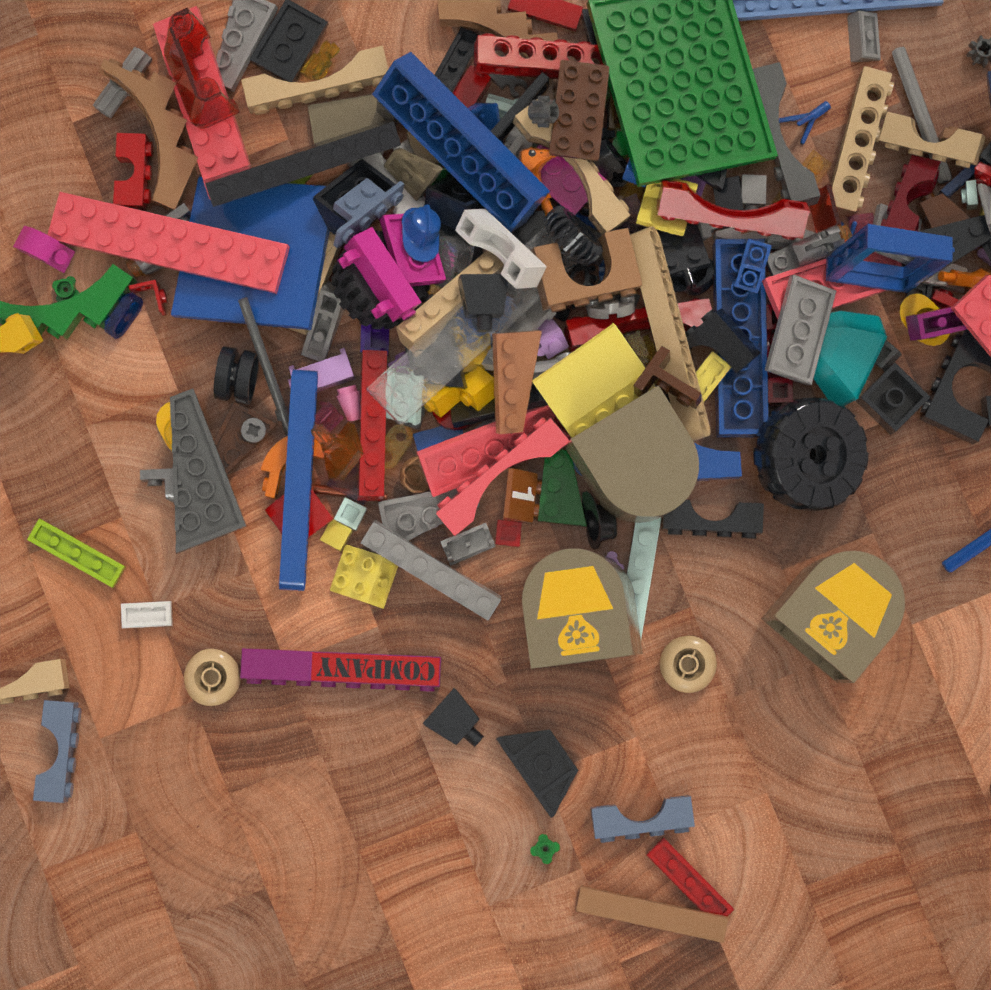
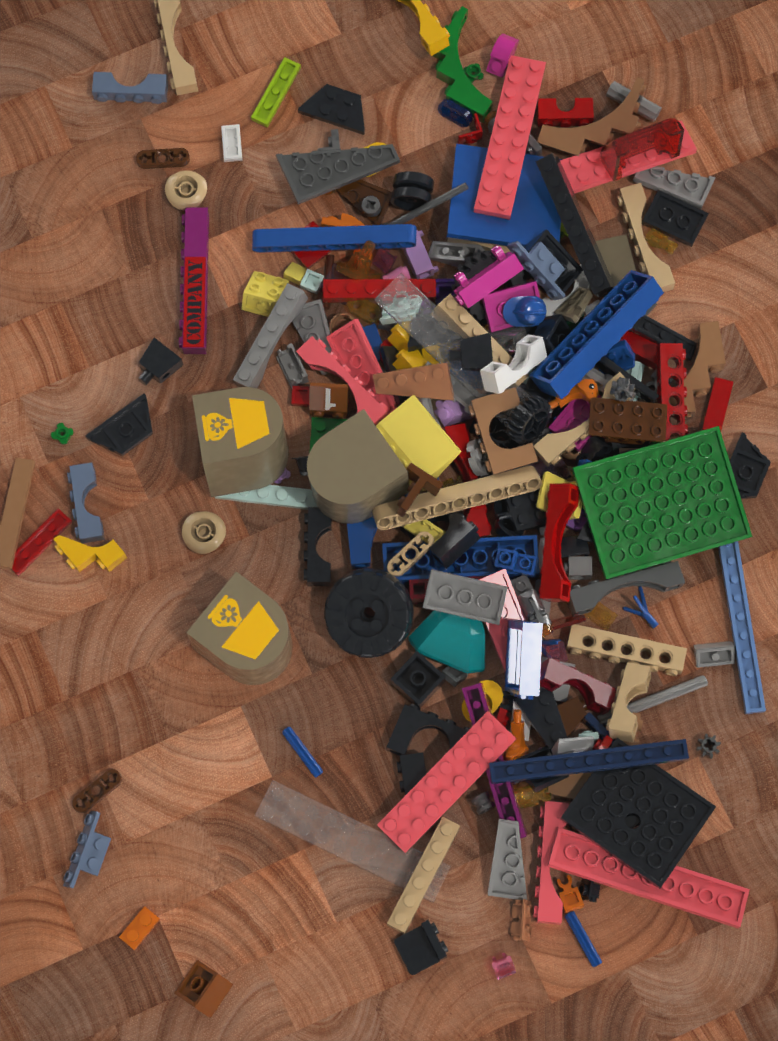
camera: 90 degrees right, 10 degrees down
(104, 472) = (336, 108): none -> black wing
(153, 702) = (157, 152): none -> reddish brown beam
(712, 826) = (81, 555): none -> yellow arch
(745, 415) = (411, 562): none -> tan beam

